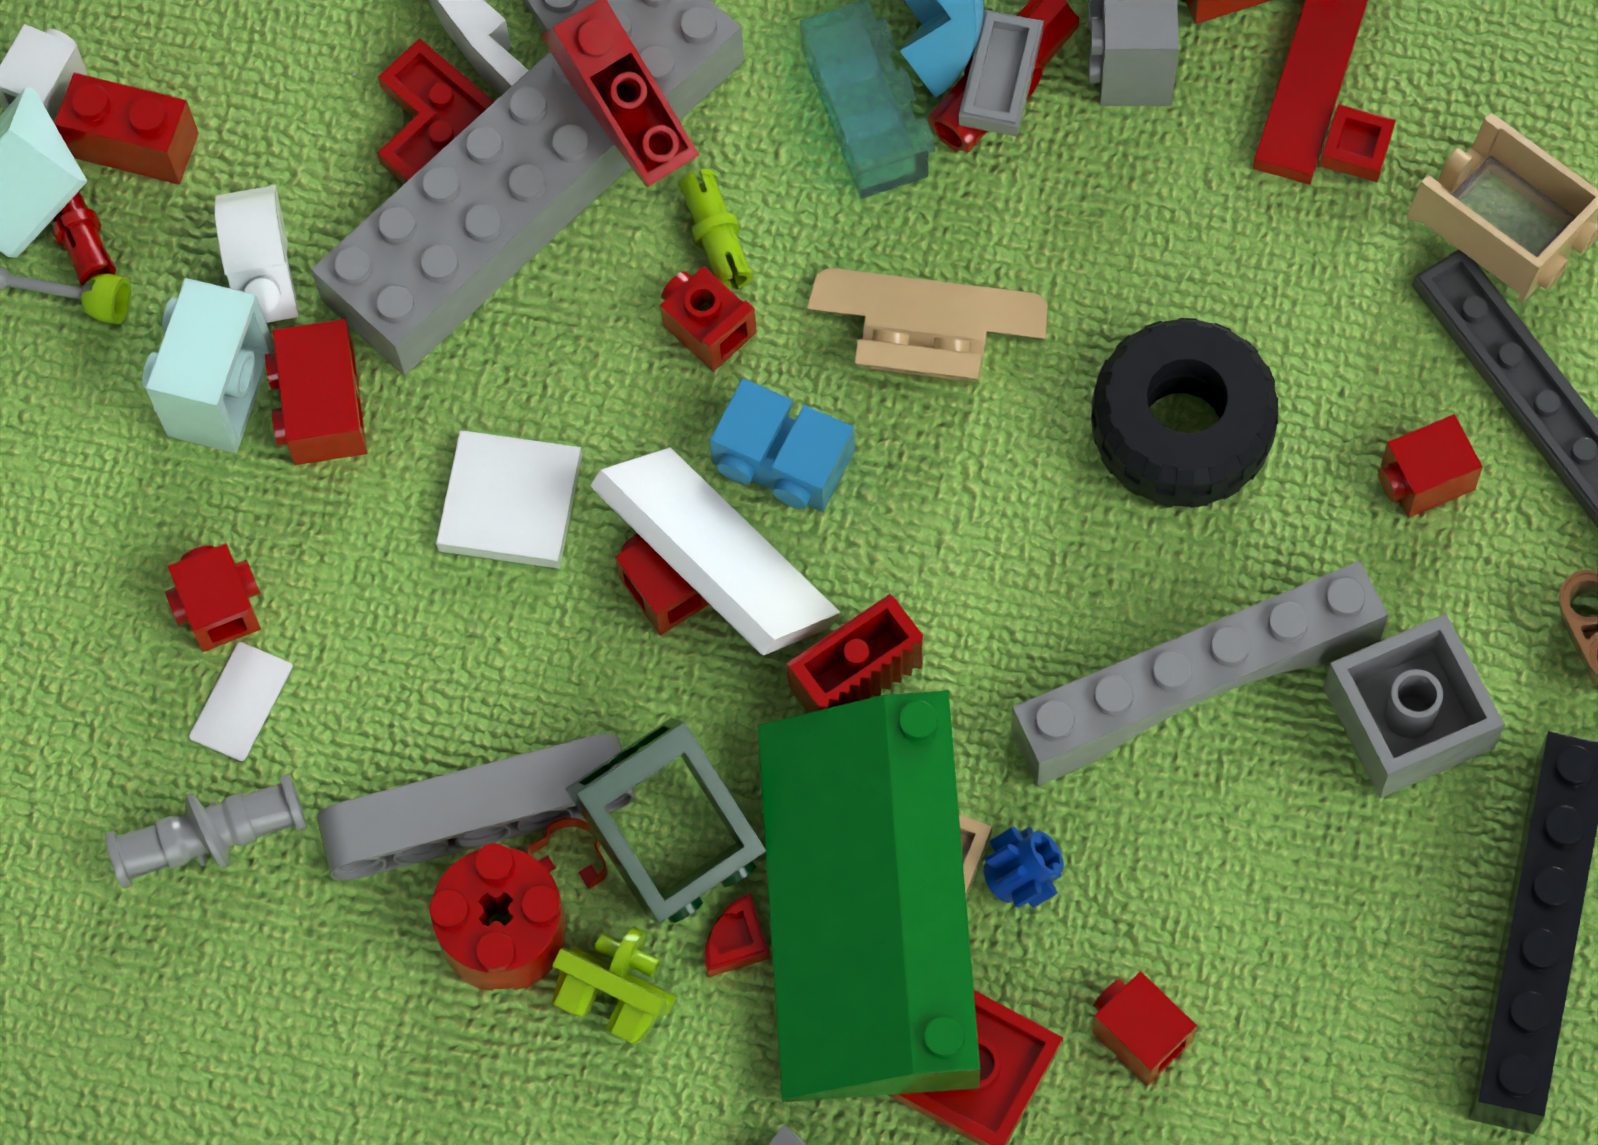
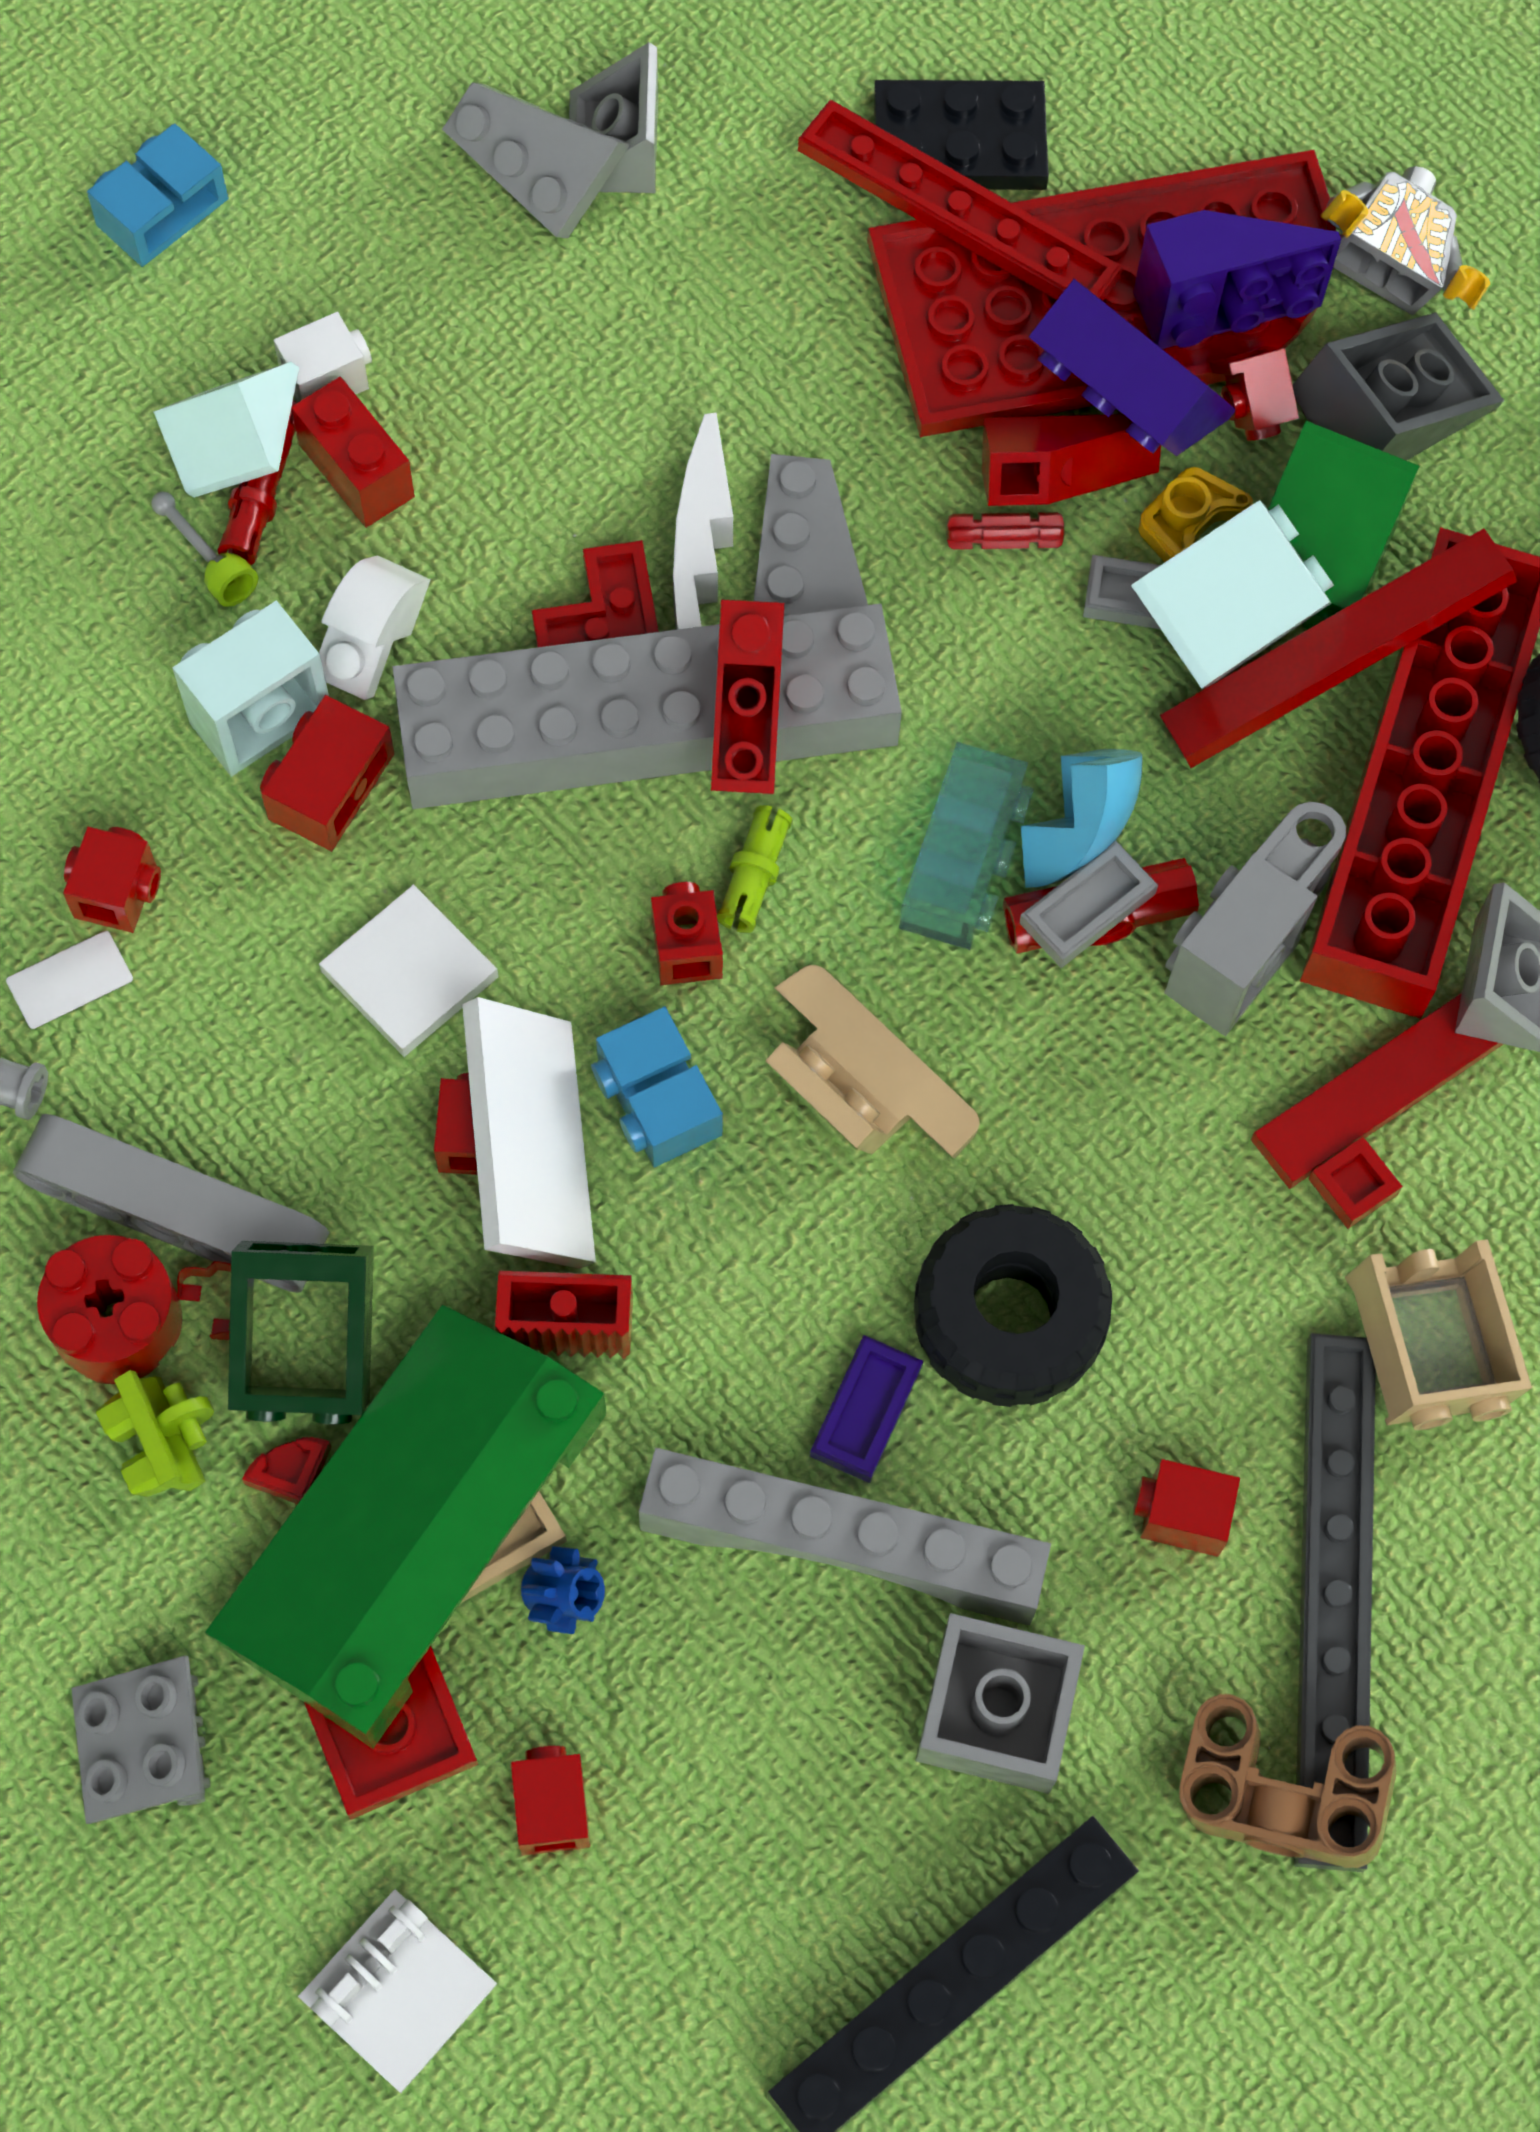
camera: 30 degrees right, 0 degrees up
(1133, 571) = (866, 1409): none -> dark purple tile

